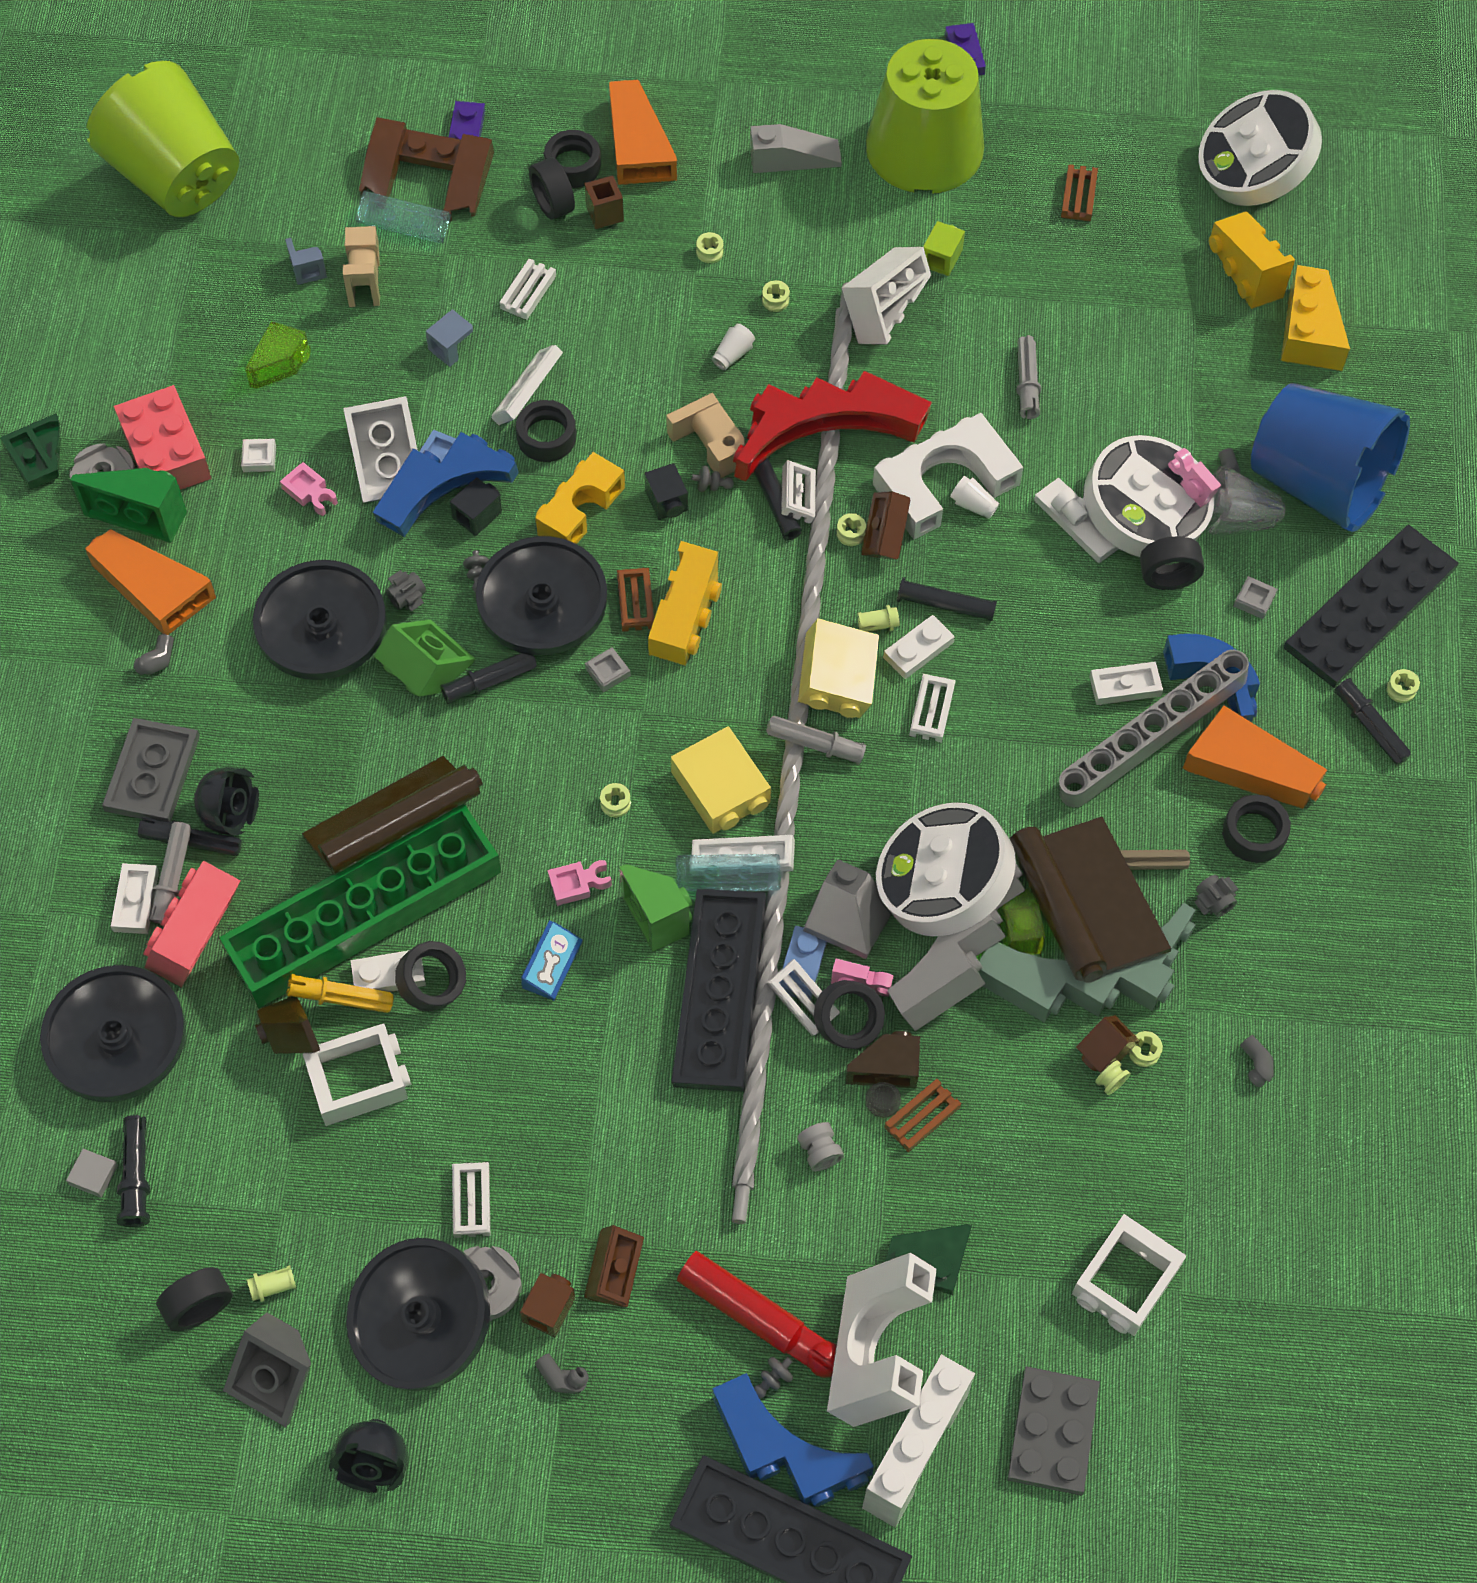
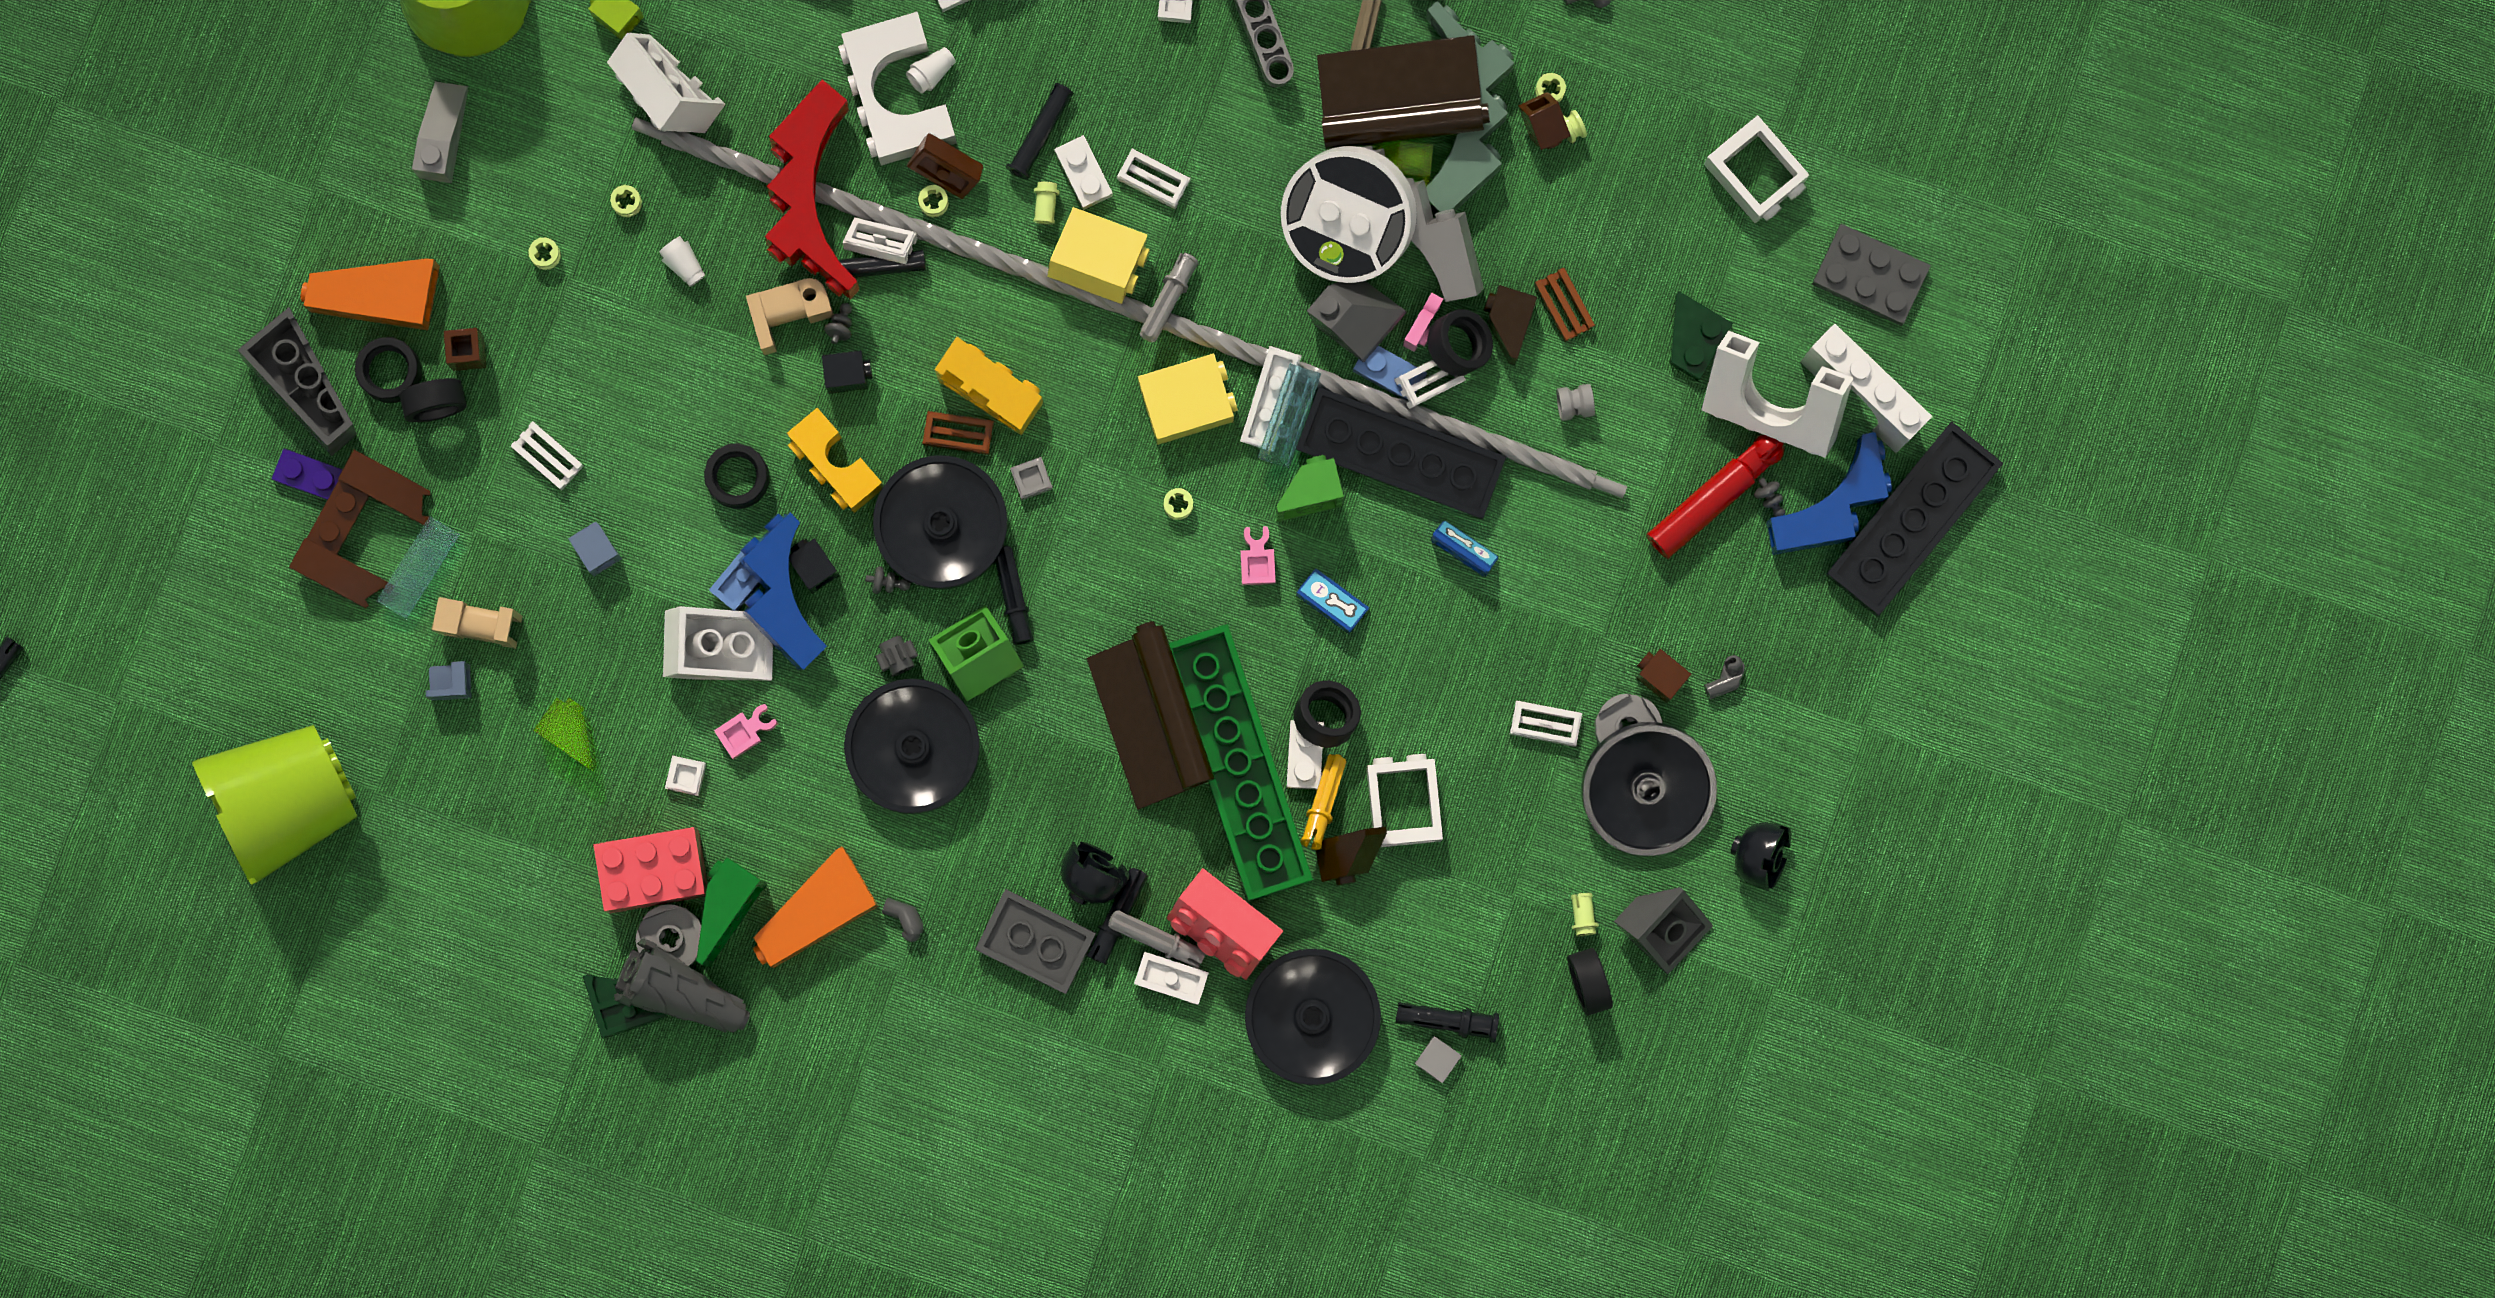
camera: 80 degrees left, 20 degrees up
(48, 464) = (669, 986): none -> dark grey cone
(526, 384) = (676, 482): white tile -> none
(544, 96) = (294, 375): none -> dark grey wedge
(614, 1266) = (1637, 612): reddish brown slope -> none
(637, 1074) = (1464, 548): none -> slope
(883, 1099) = (1541, 335): clear smoke plate -> none

